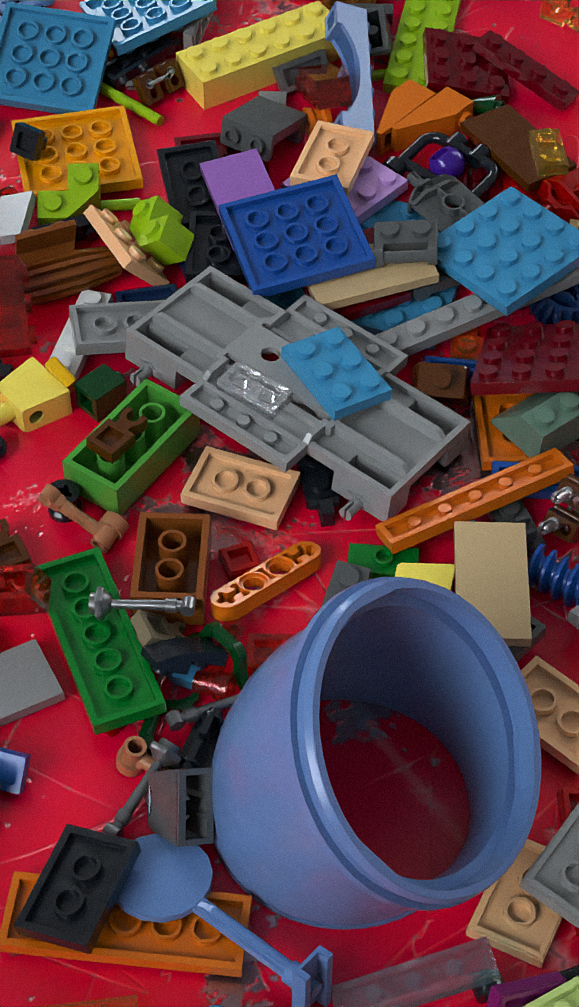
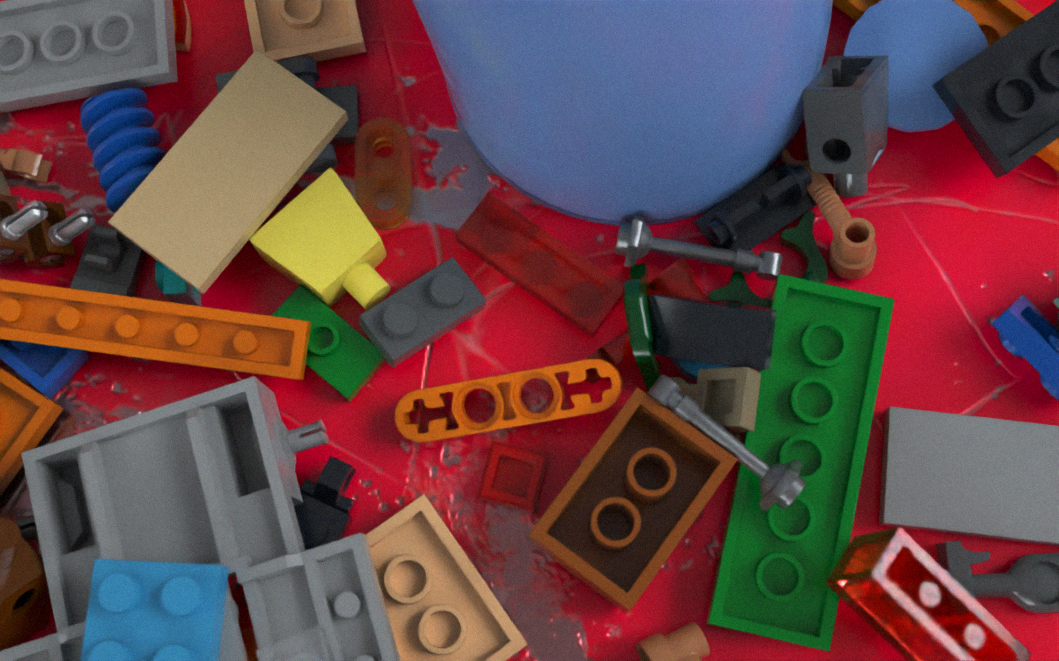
camera: 145 degrees left, 25 degrees up
(164, 754) = (822, 204): flat silver piece -> none

